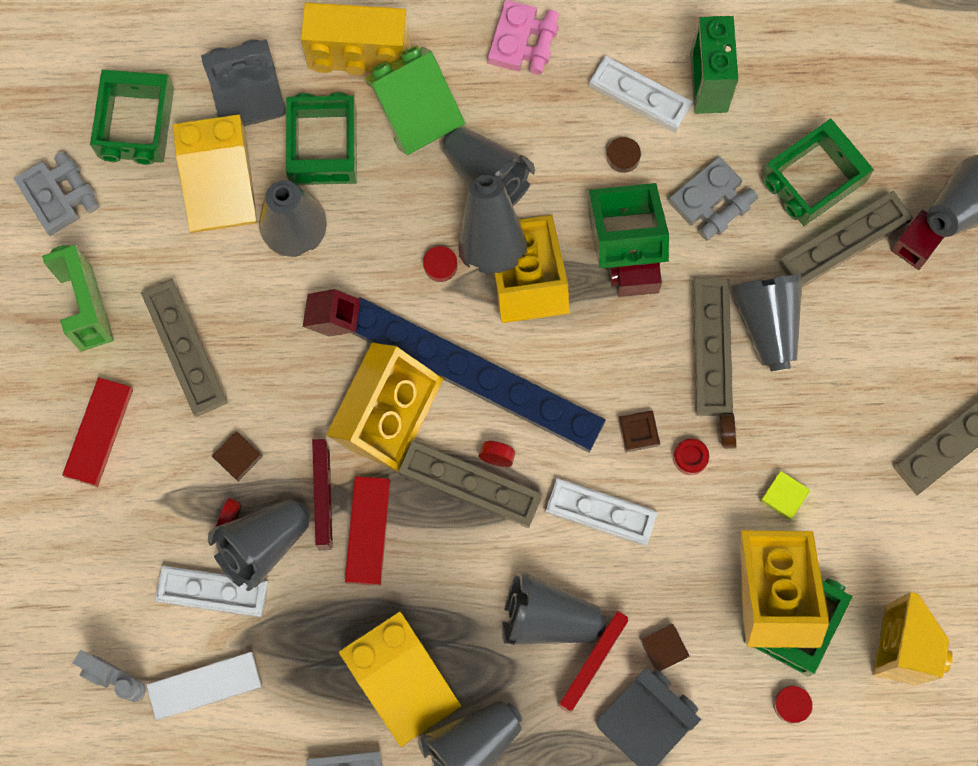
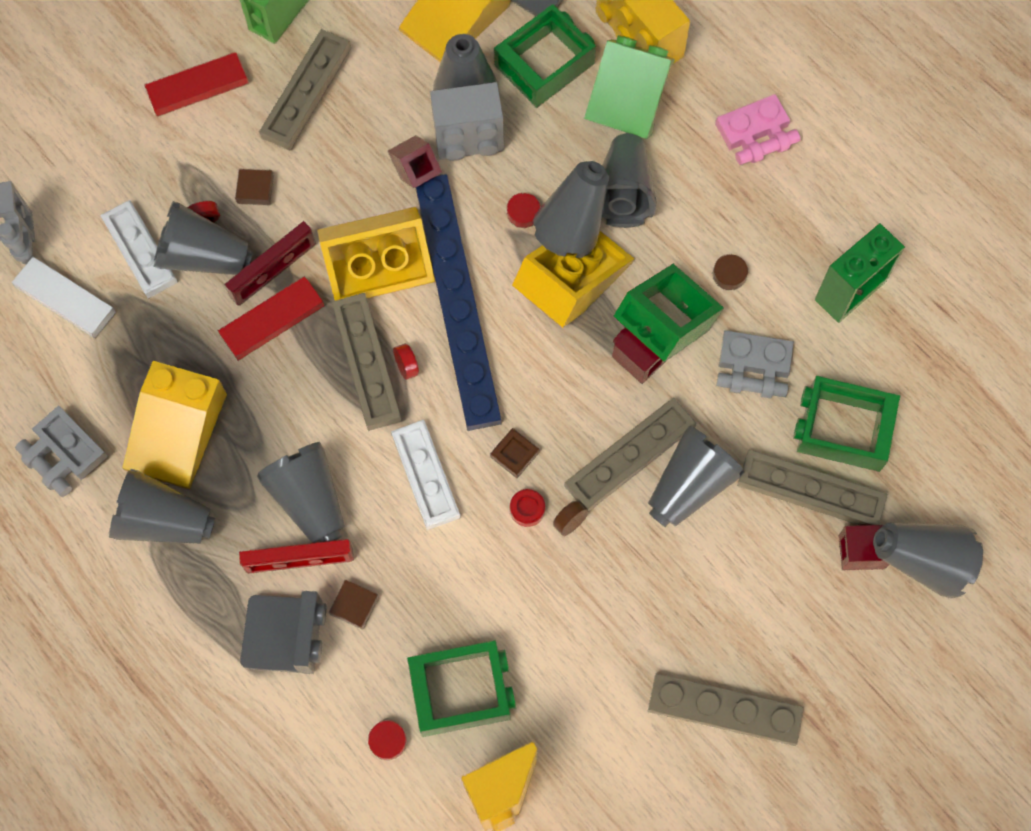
camera: 50 degrees right, 5 degrees down
(335, 244) = (468, 121): none -> light grey brick
(640, 94) = (791, 247): white tile -> none
(782, 590) = (464, 648): yellow slope -> none
(785, 495) = (556, 604): neon yellow tile -> none

